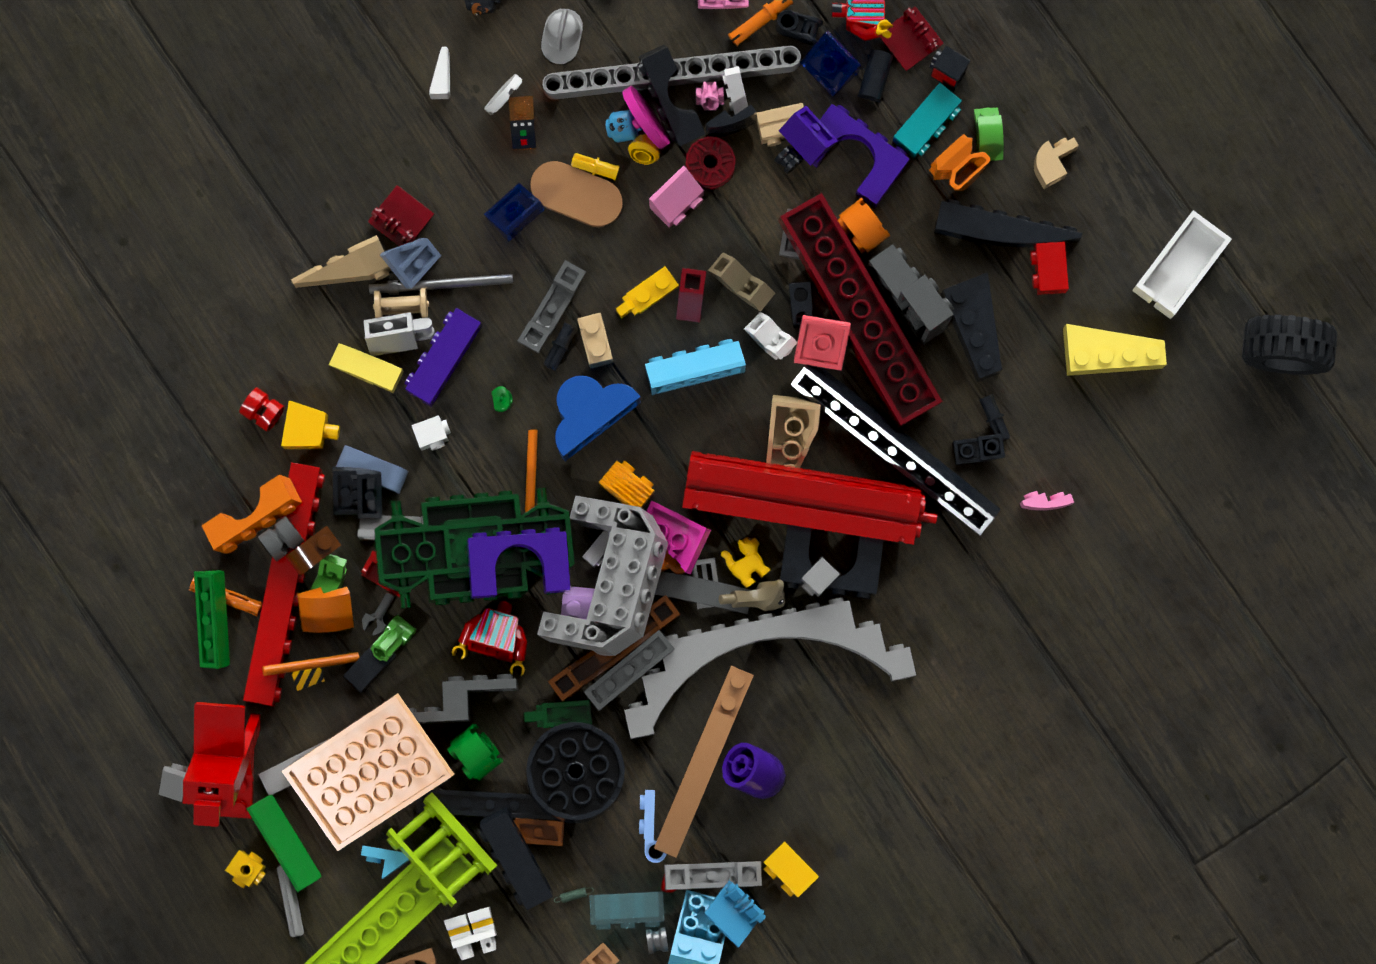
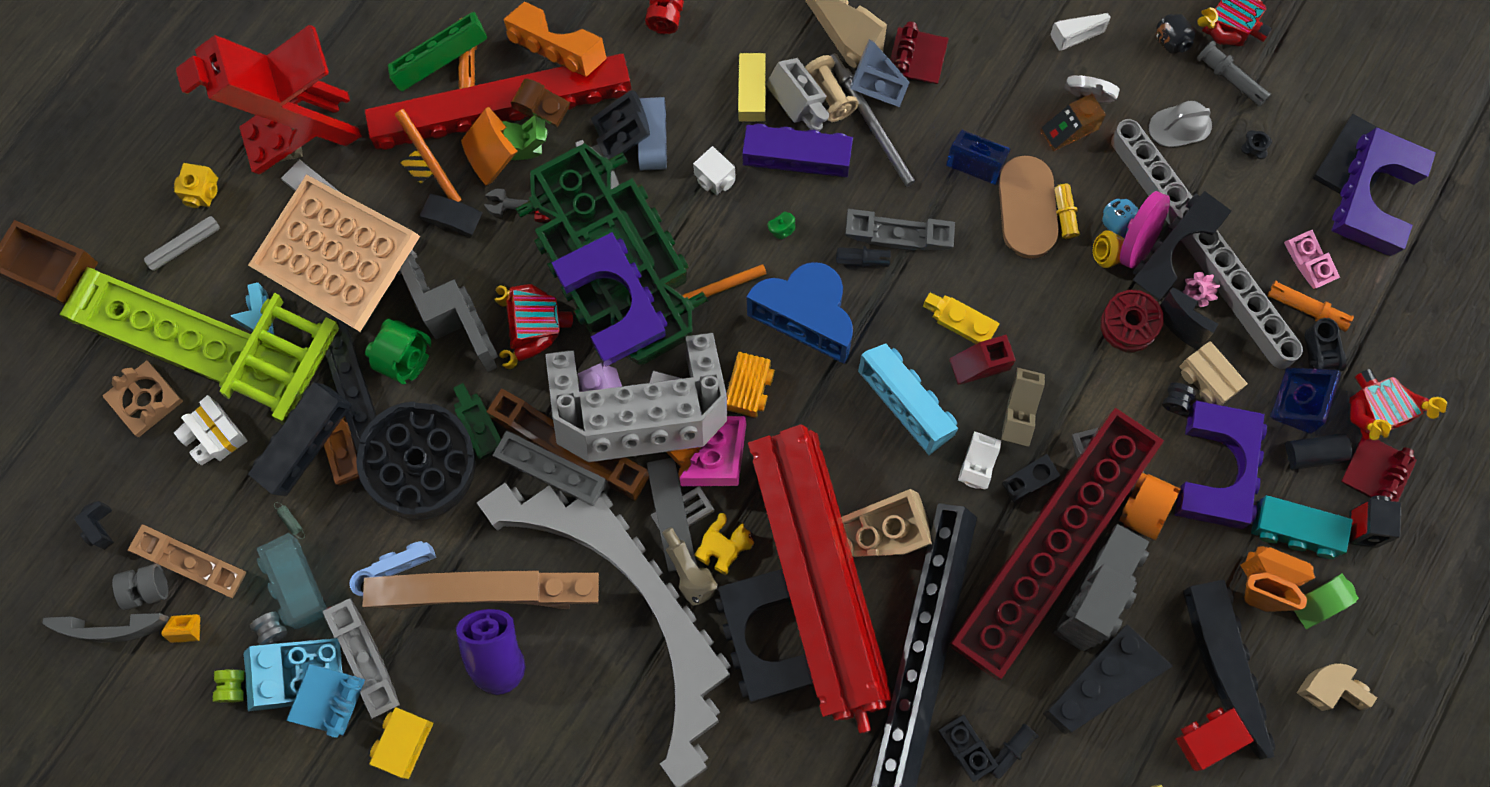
camera: 70 degrees right, 10 degrees down
(281, 538) = (535, 66): dark grey wheel -> none
(284, 842) = (235, 210): green slope -> none
(307, 428) = (665, 56): yellow torso -> none
(395, 634) = (494, 225): bright green piece -> none
(595, 340) = (886, 286): tan brick -> none
(676, 197) = (1078, 299): bright pink slope -> none
(735, 89) = (1224, 309): white piece -> none
(807, 135) = (1217, 401): dark purple panel -> none
(819, 578) = (738, 627): light grey brick -> none
(822, 342) = (1000, 514): coral tile -> none

